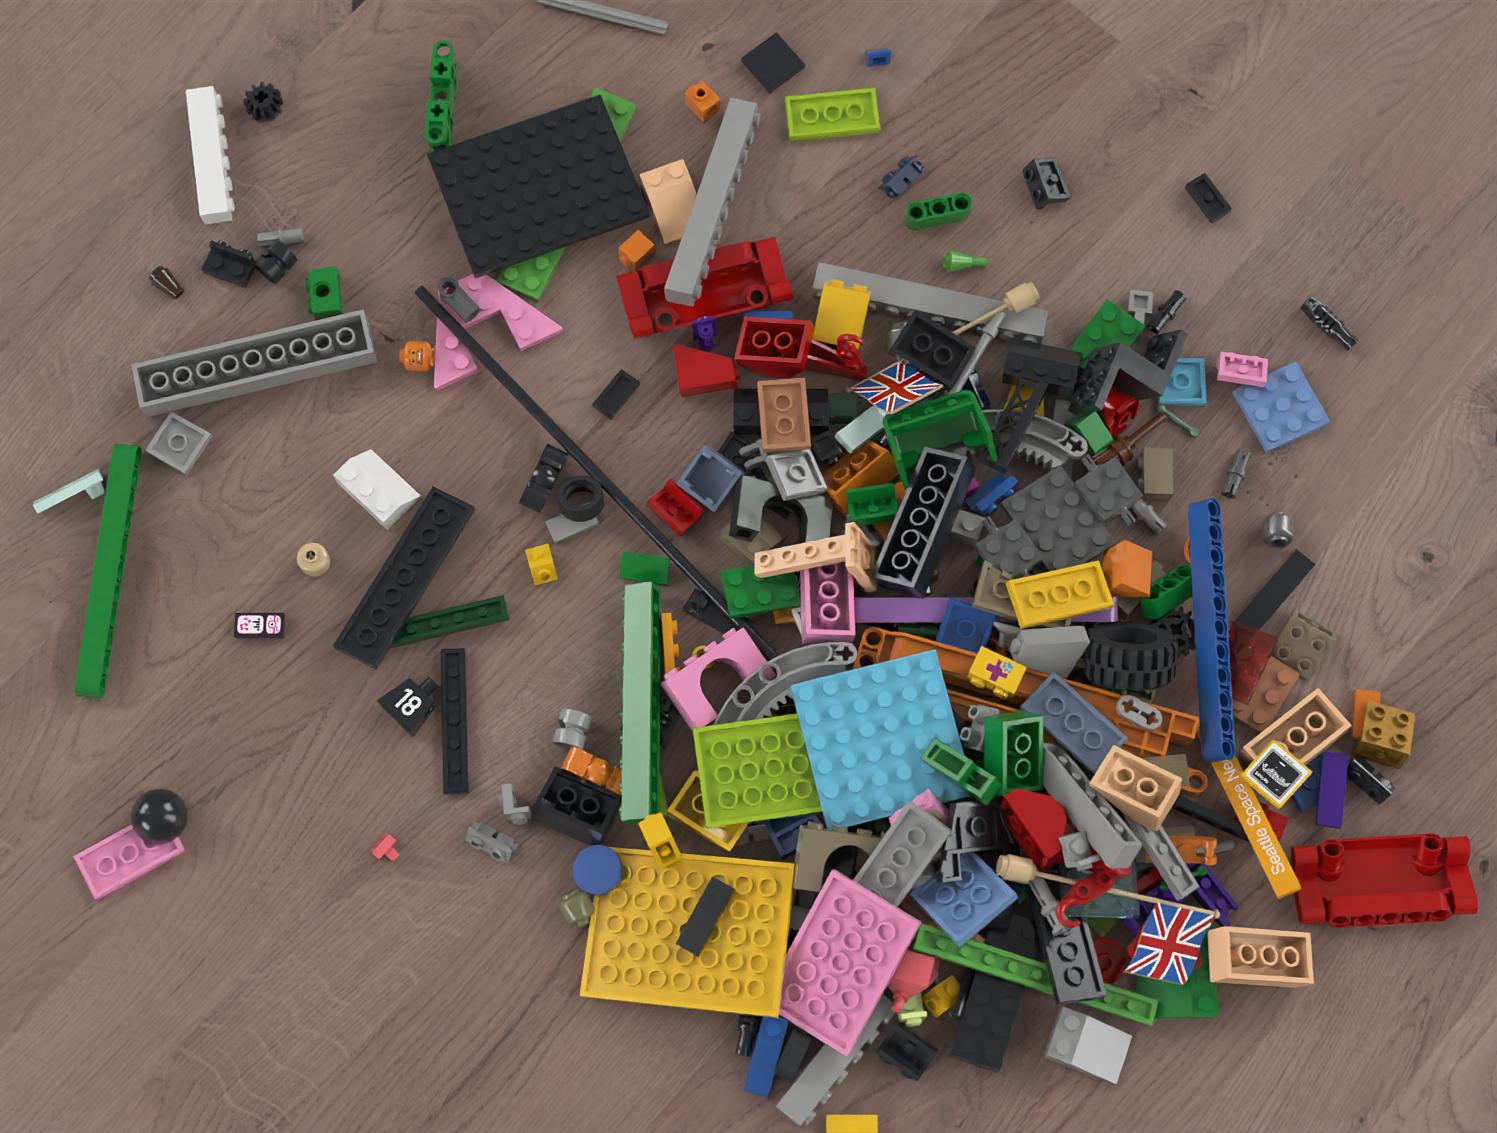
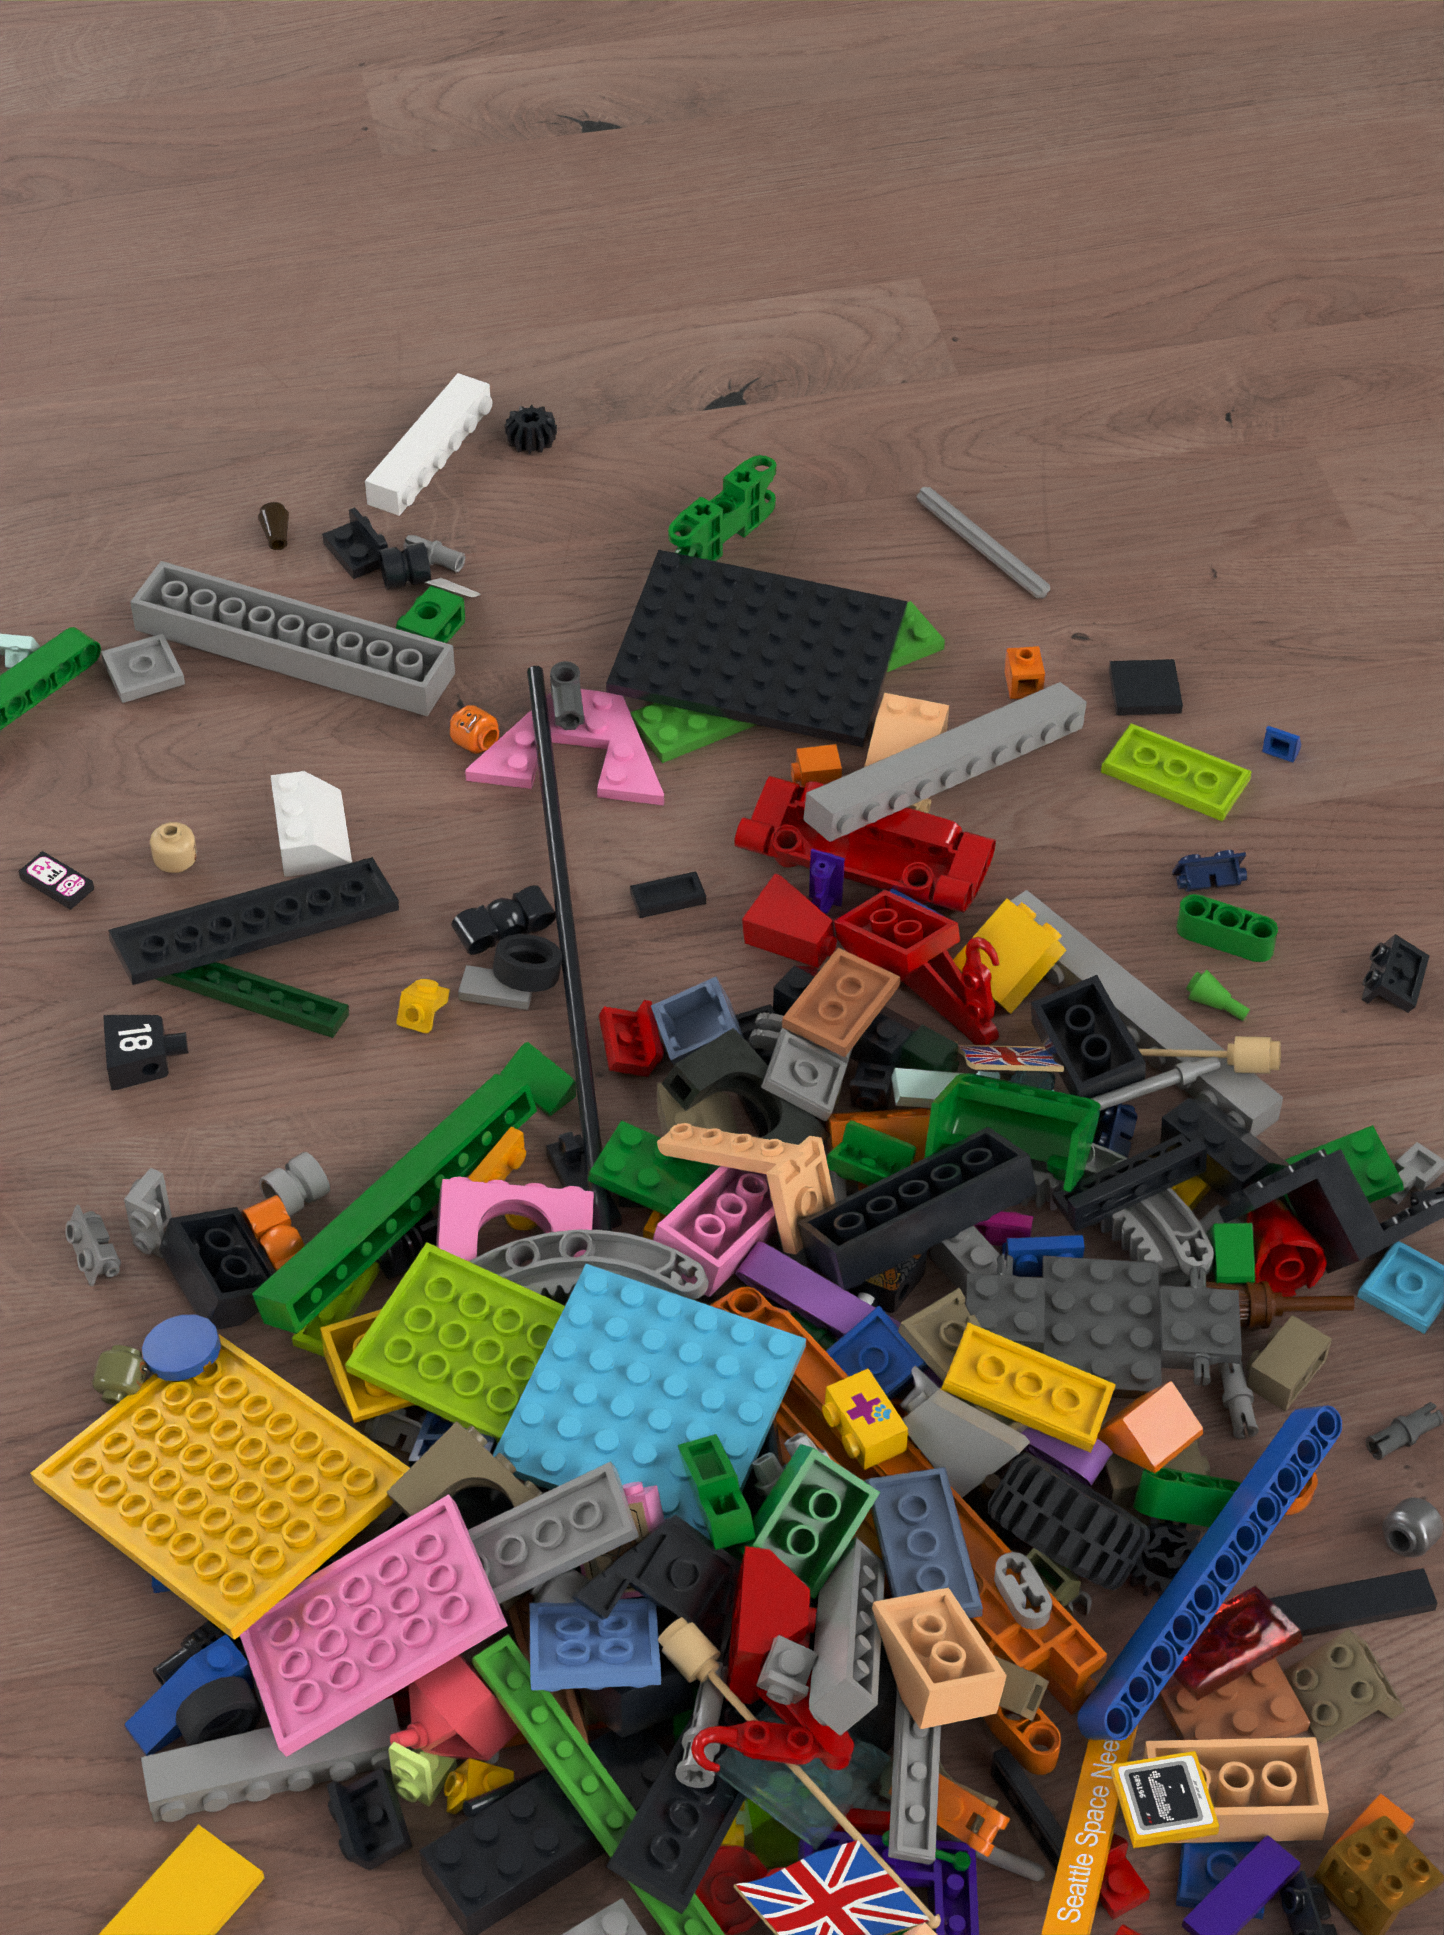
camera: 35 degrees right, 25 degrees down
(316, 258) = (440, 582): none -> white sticker
(454, 721) = (172, 1101): black tile -> none
(660, 840) = (276, 1342): yellow brick -> none
(705, 916) = (253, 1465): black tile -> none
(1193, 431) = (1383, 1351): sand green hinge -> none

